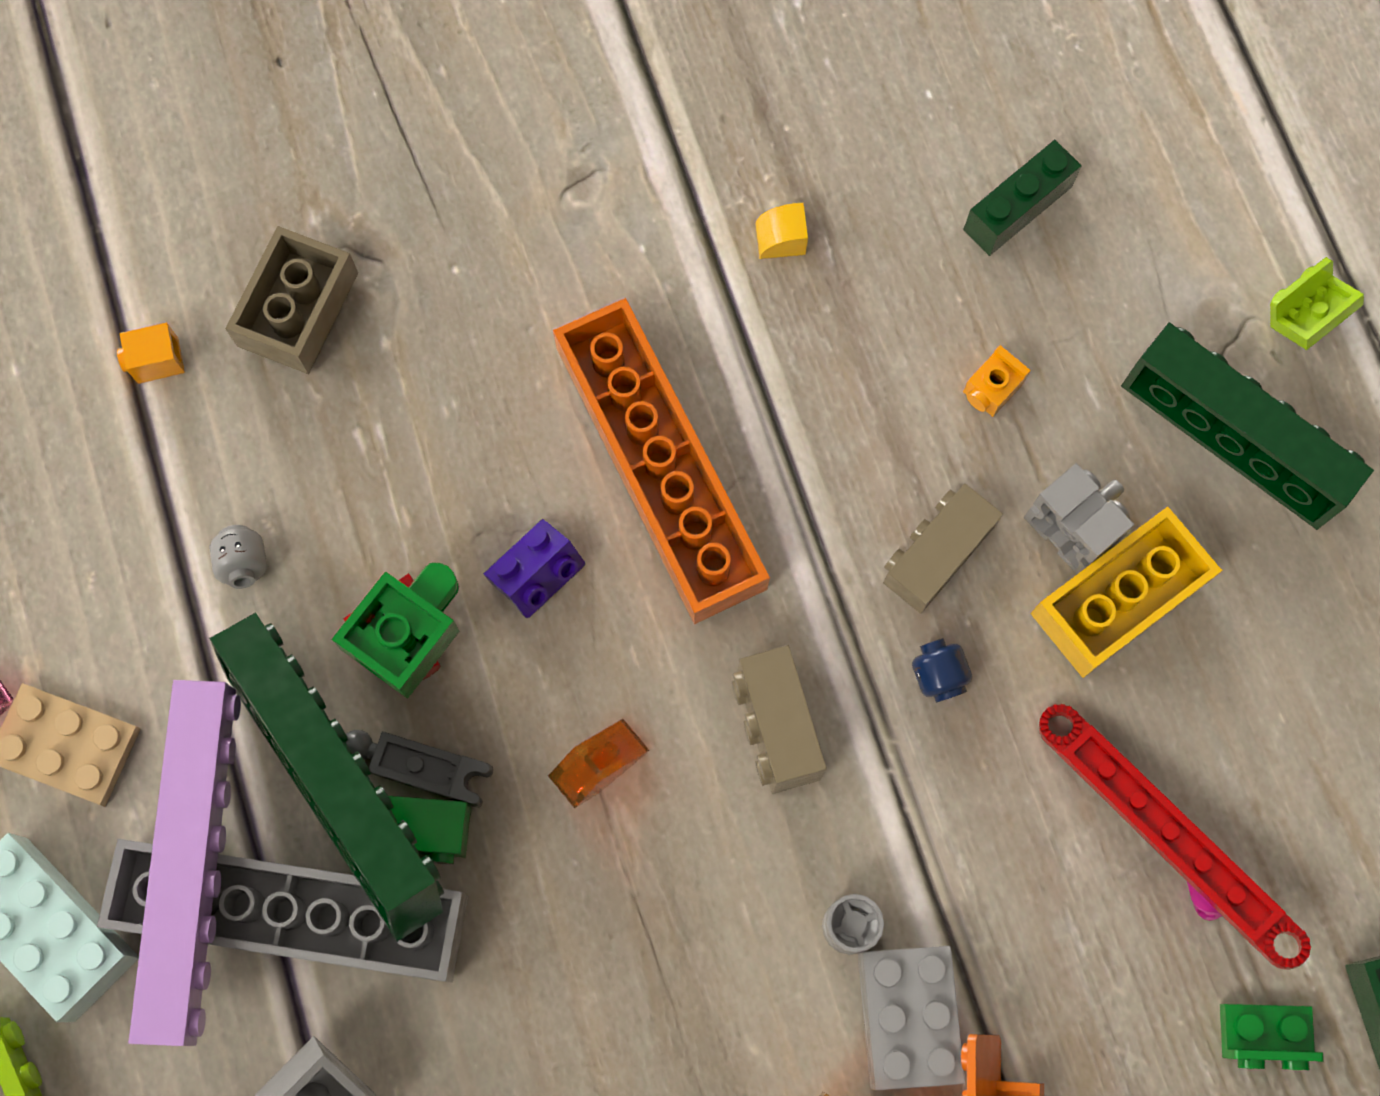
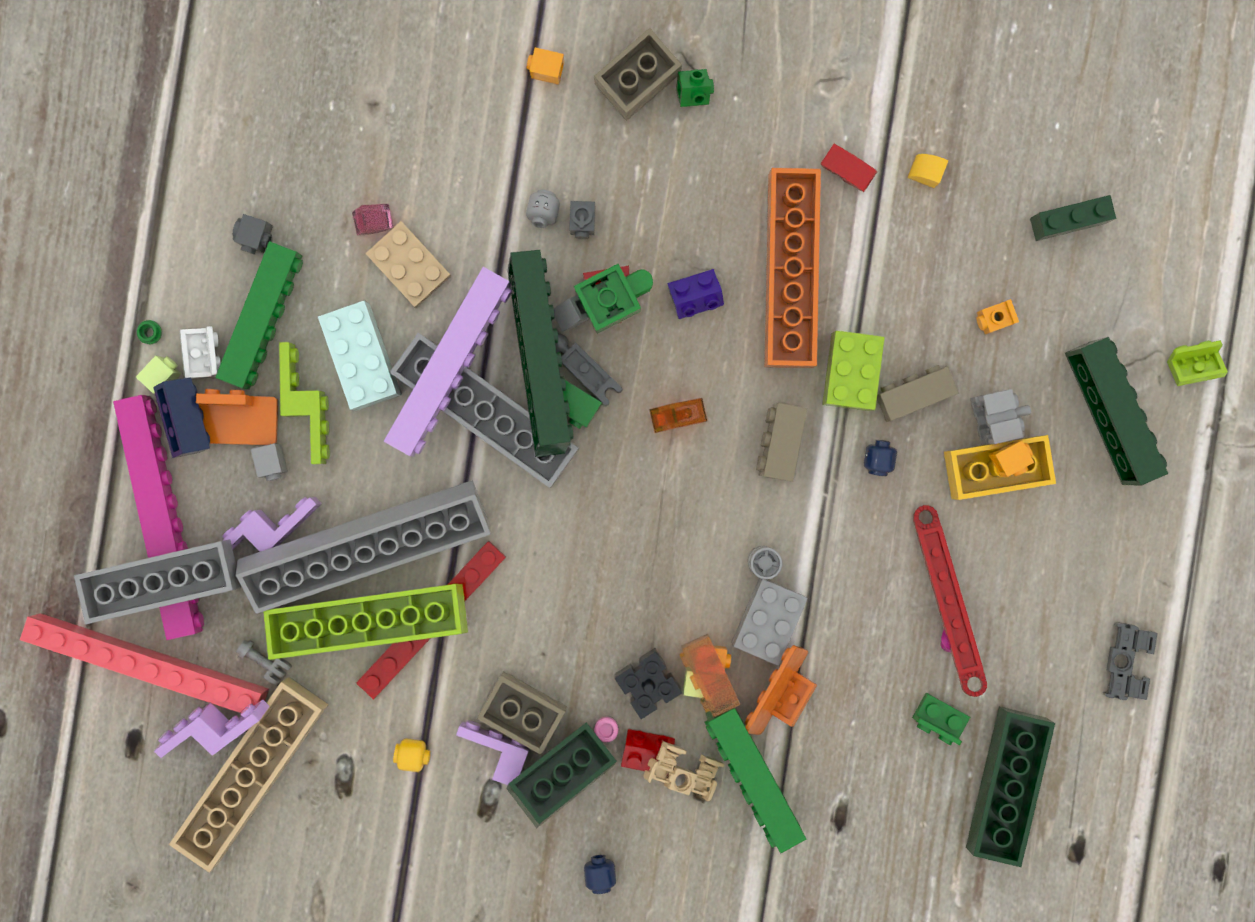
camera: 25 degrees right, 15 degrees up
(305, 541) = (582, 219): none -> dark grey brick
(353, 690) = (570, 314): none -> light grey brick
(385, 279) = (694, 87): none -> green brick
(668, 281) = (848, 167): none -> red slope
(830, 561) = (853, 370): none -> lime brick
(1137, 564) = (1012, 459): none -> light orange brick

